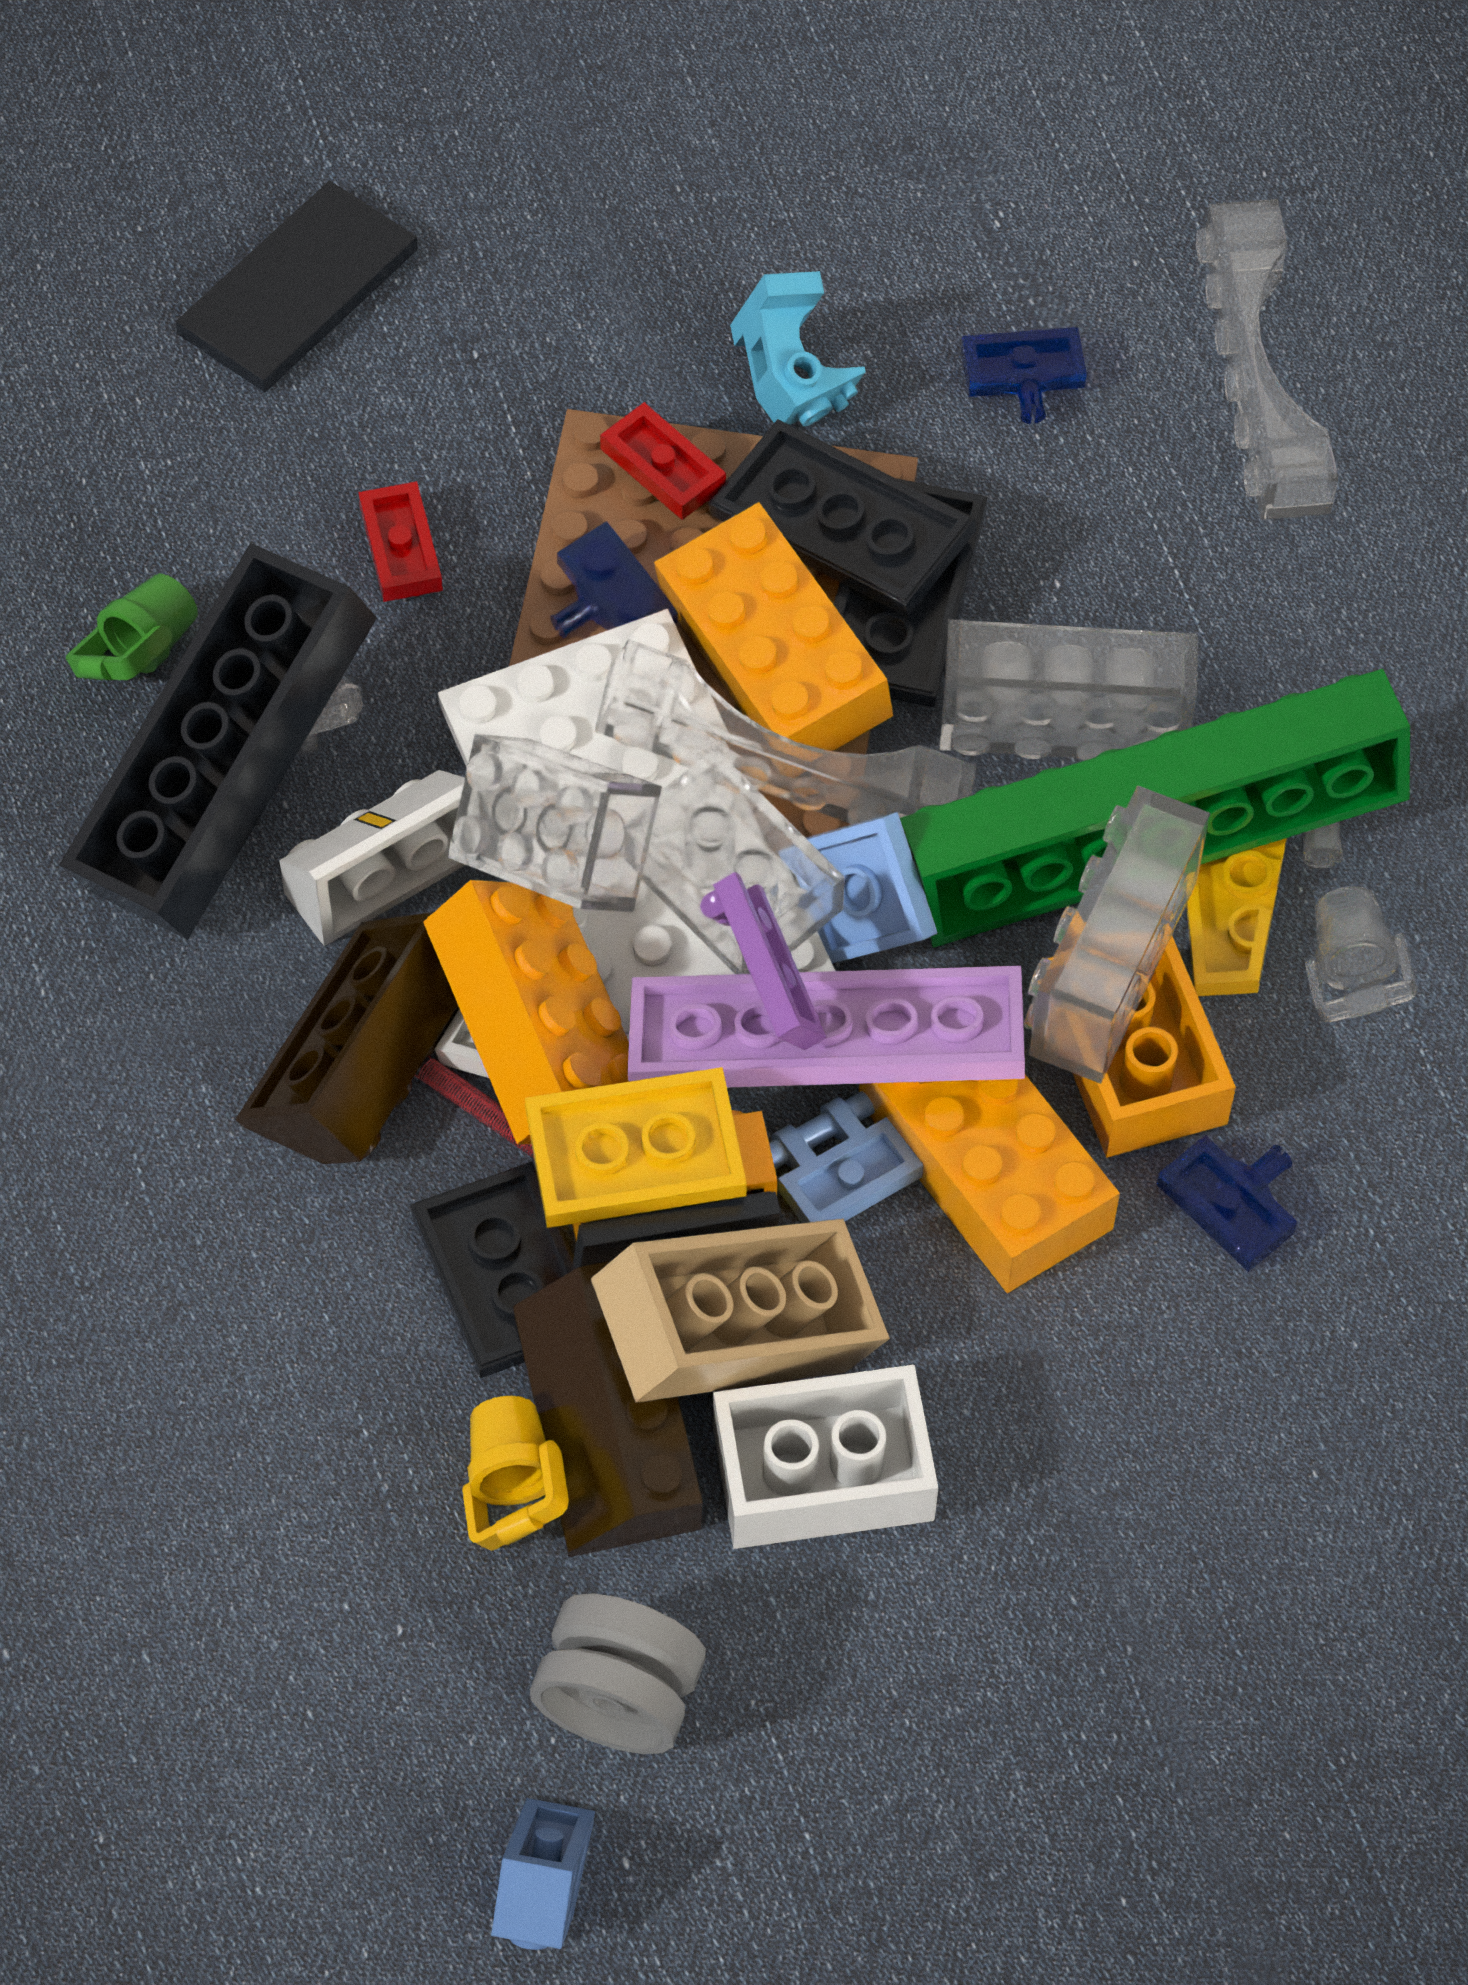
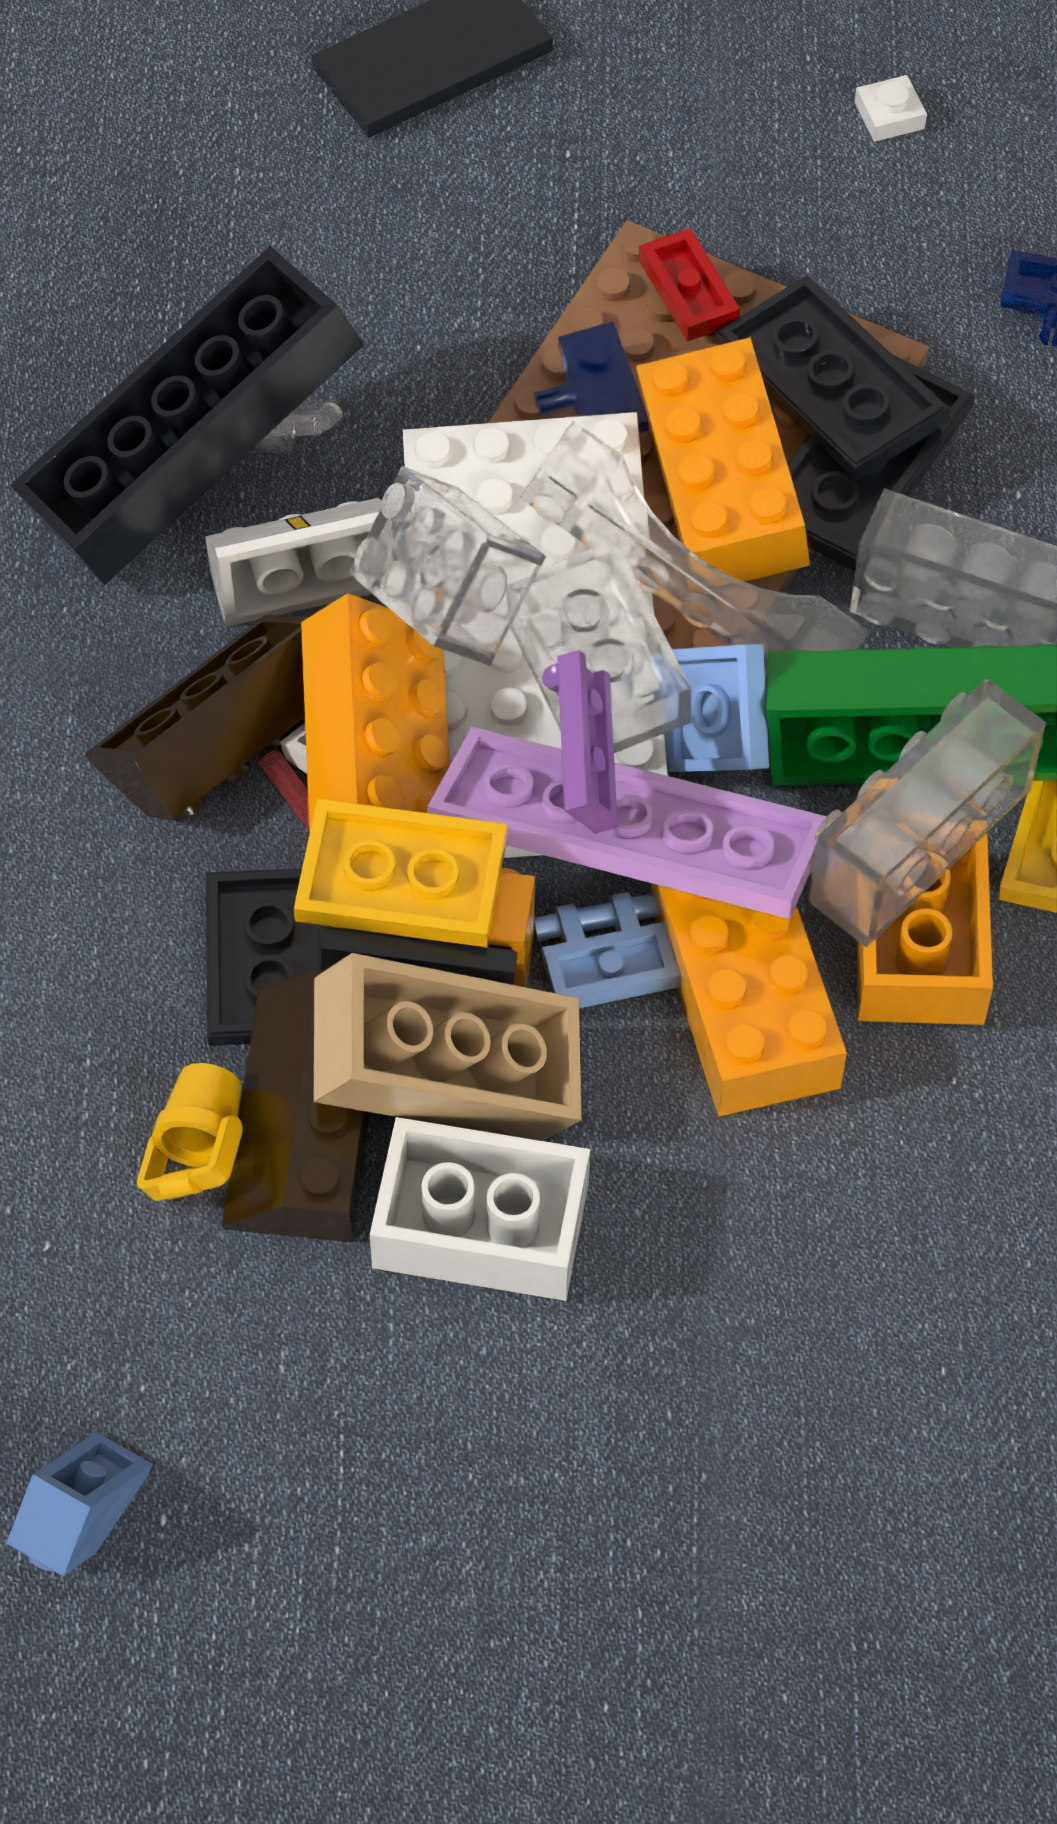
camera: 20 degrees right, 0 degrees up
(136, 630) = (163, 304): bright green piece -> none
(400, 541) = (431, 294): red plate -> none
(618, 1673) = (211, 1344): light grey wheel -> none
(771, 334) = (833, 200): medium azure tile -> none
(782, 219) = (890, 108): none -> white plate
(1231, 1199) = (959, 1093): clear blue plate -> none

